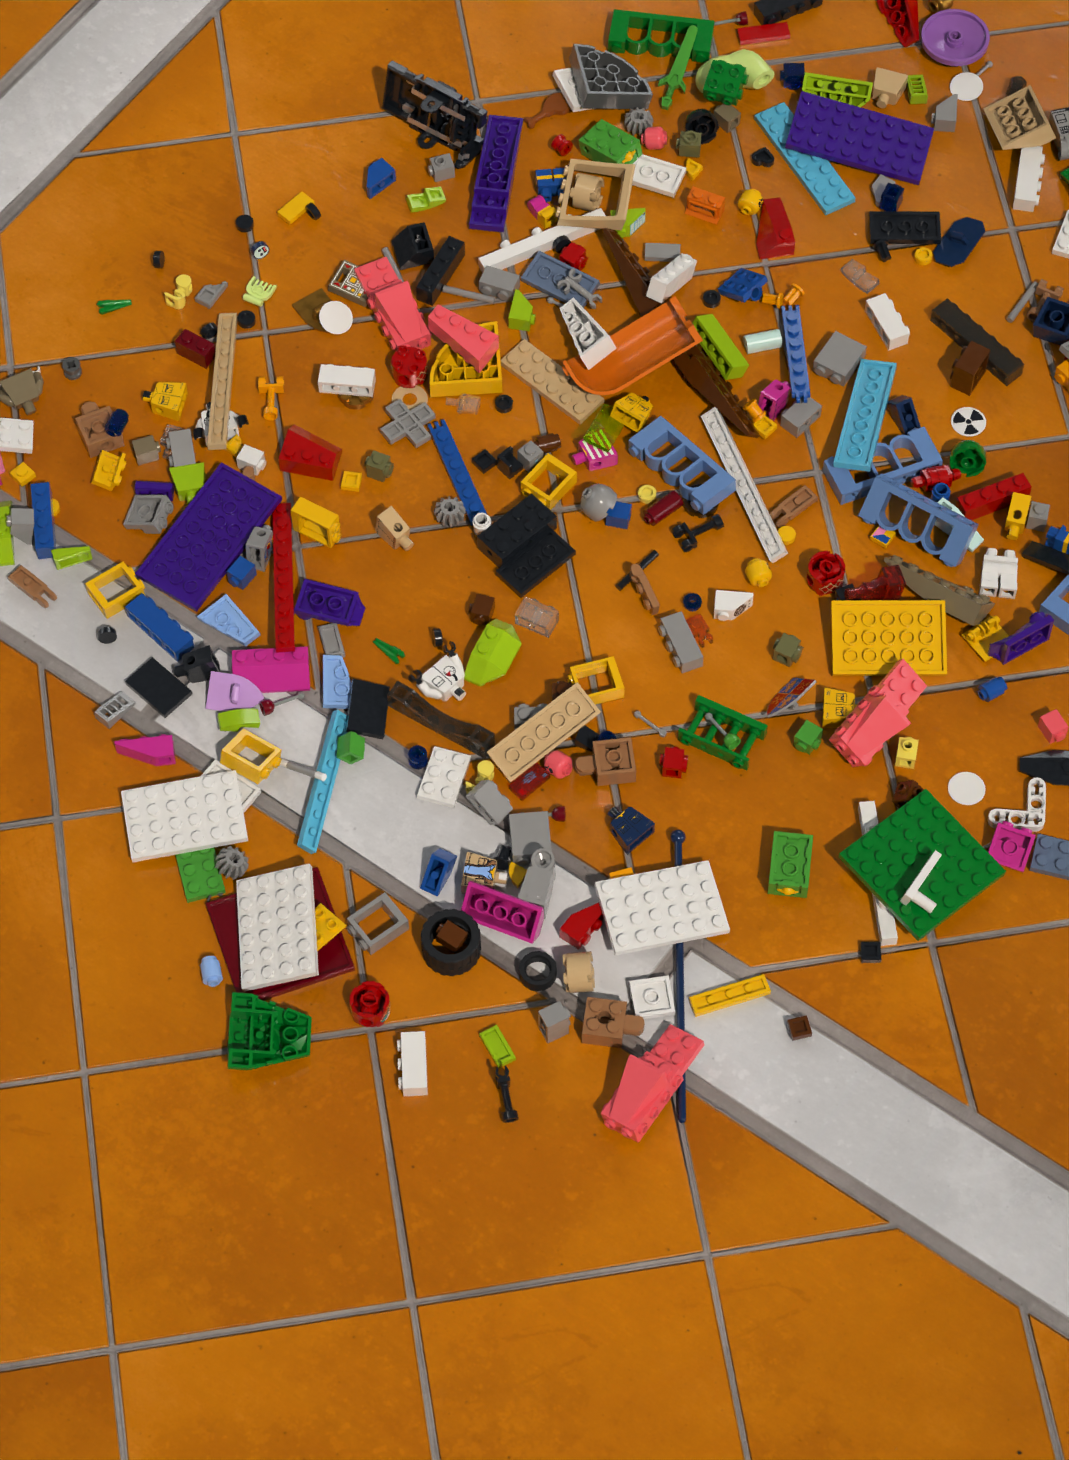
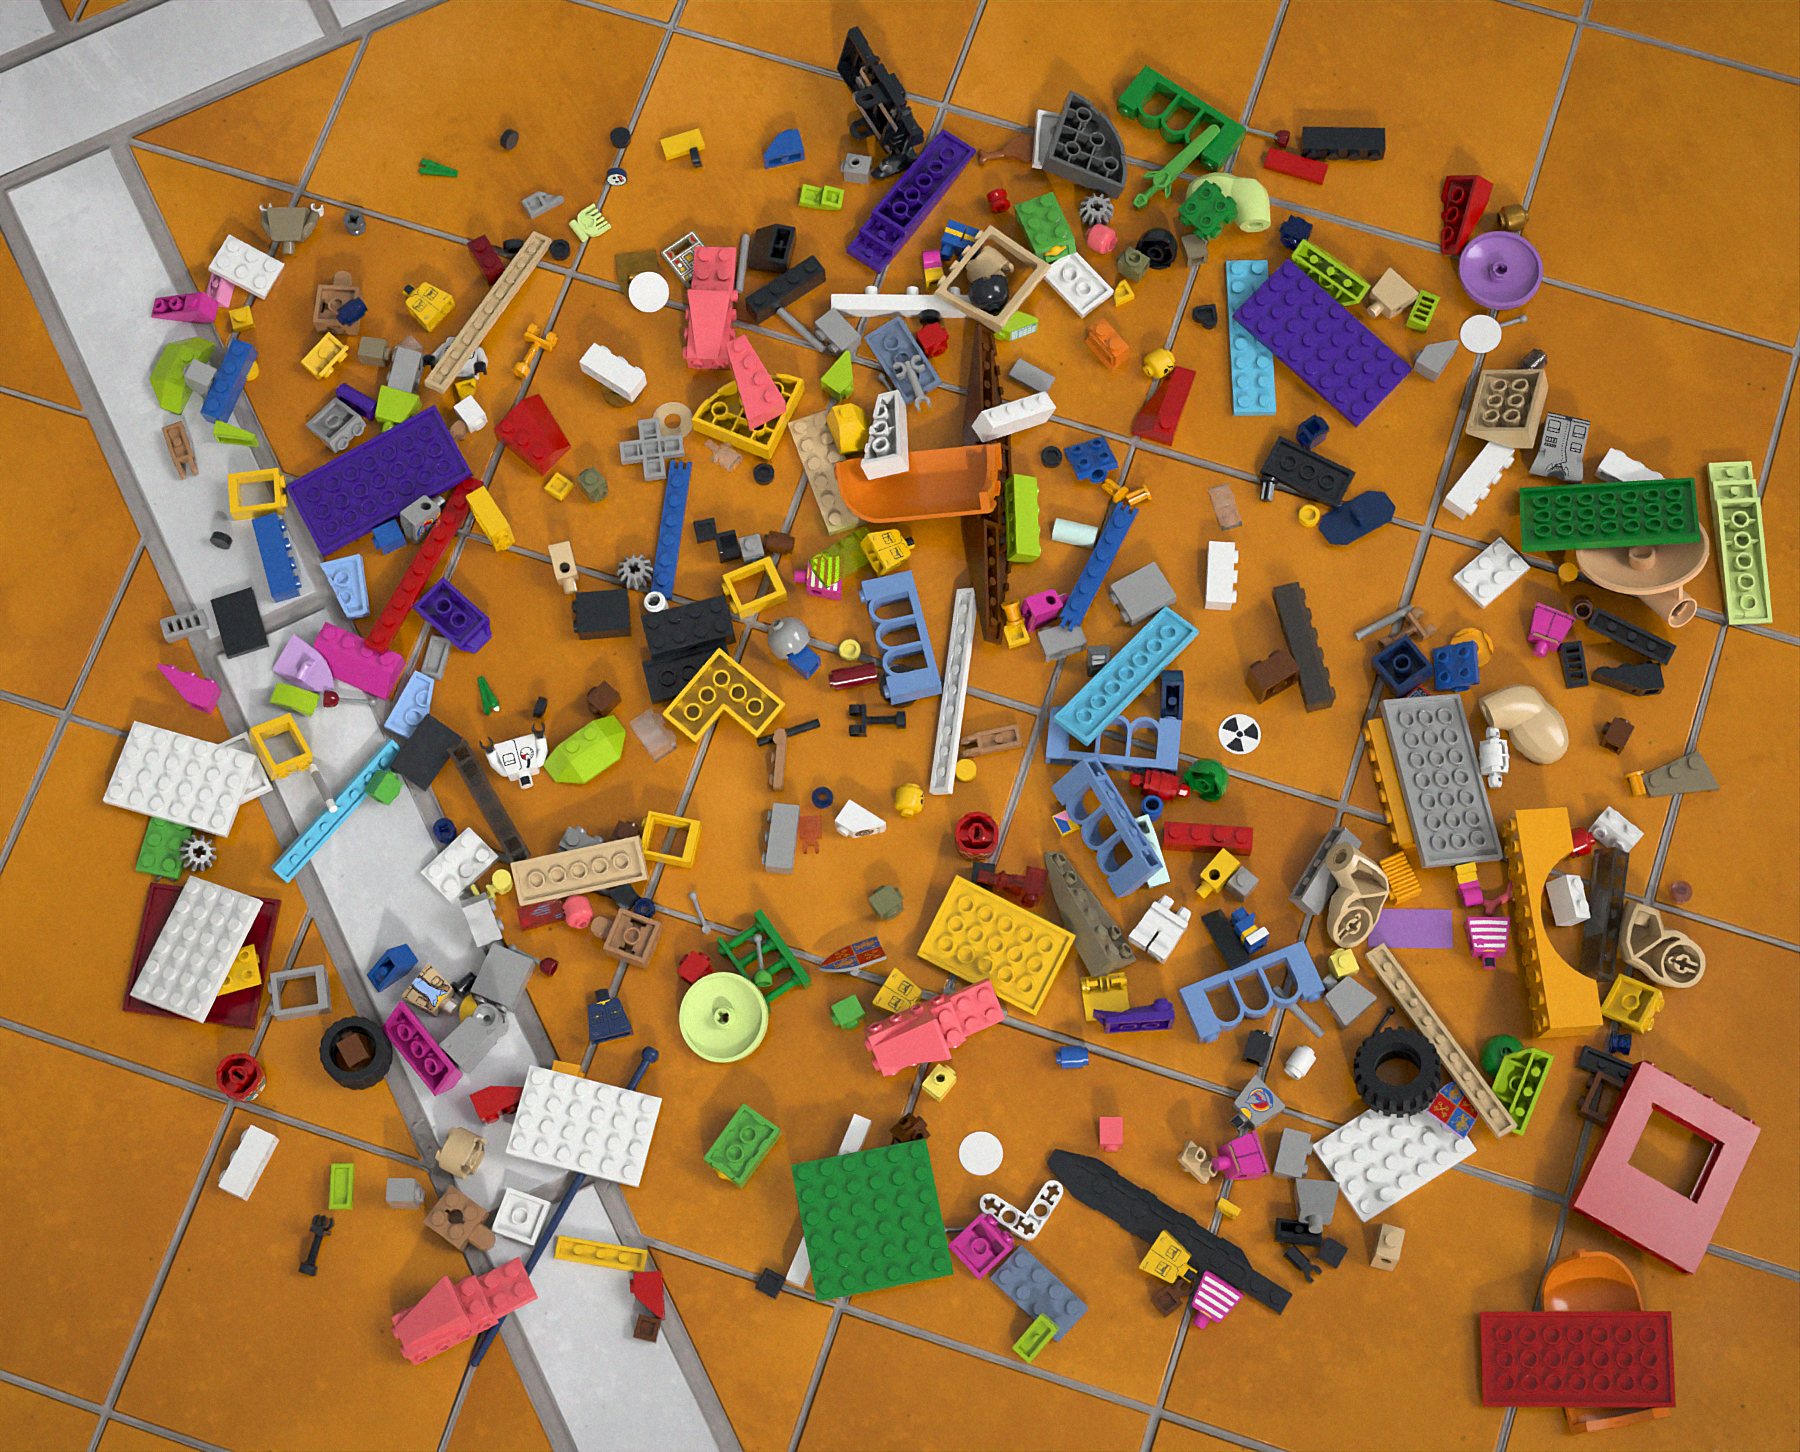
camera: 30 degrees right, 10 degrees up
(183, 289) = (517, 183): light yellow leg -> none
(198, 665) = (288, 620): black torso -> none
(211, 971) = (114, 959): light blue brick -> none
(265, 1033) = (122, 1056): green wedge -> none
(409, 366) = (688, 385): red brick -> none
(444, 551) = (602, 614): none -> black brick
(540, 985) = (425, 1110): black tyre -> none
(551, 343) = (849, 428): none -> yellow slope
(578, 556) = (719, 688): none -> yellow brick
(600, 202) = (989, 294): none -> black cylinder
(715, 765) = (704, 1012): none -> yellowish green dish
(785, 1001) = (649, 1291): none -> red slope
(836, 414) = (1096, 659): none -> dark grey slope
(879, 186) = (1313, 407): light grey tile -> none
(913, 893) = (834, 1253): white piece -> none

